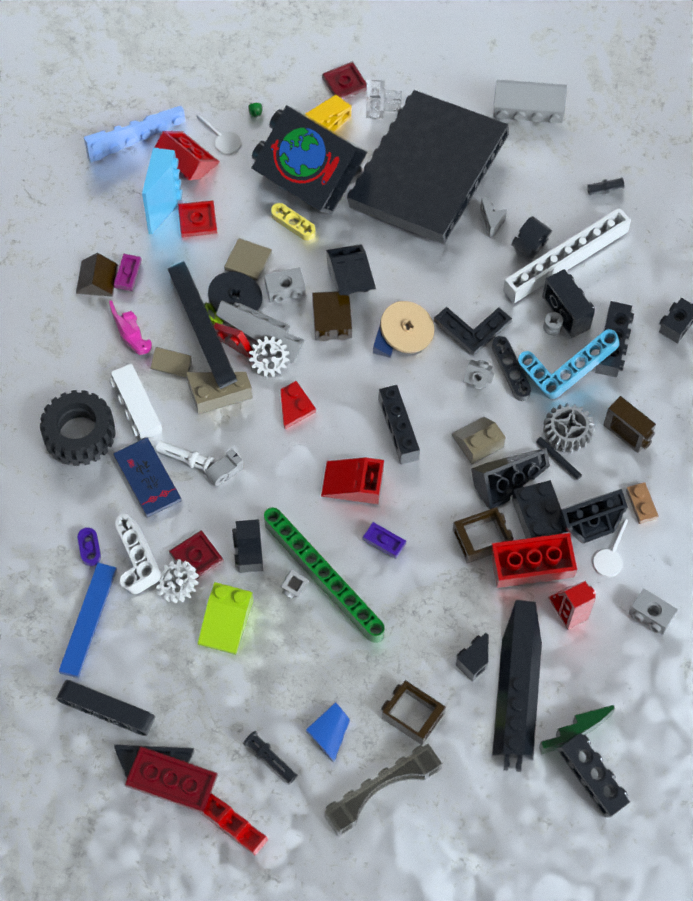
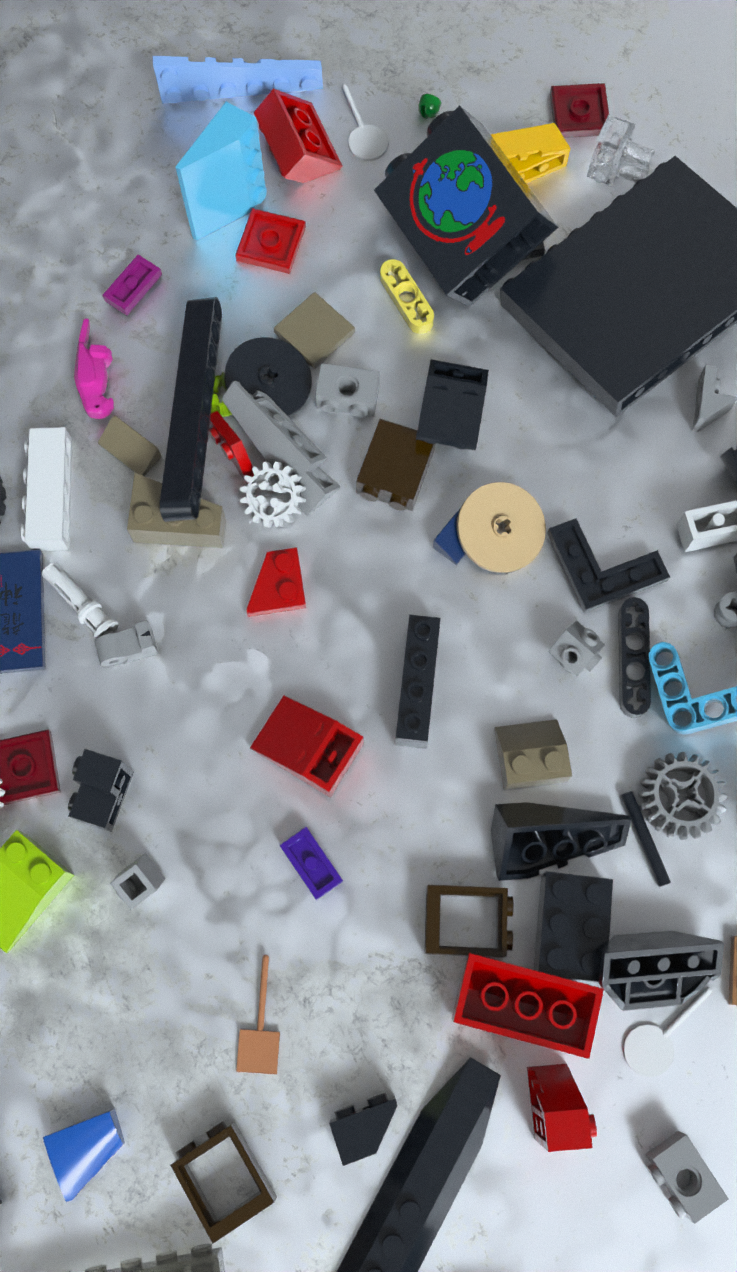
camera: 25 degrees right, 10 degrees up
(97, 276) = (87, 274): dark brown slope -> none
(325, 583) = (203, 893): green beam -> none
(399, 645) = (259, 1048): none -> nougat piece

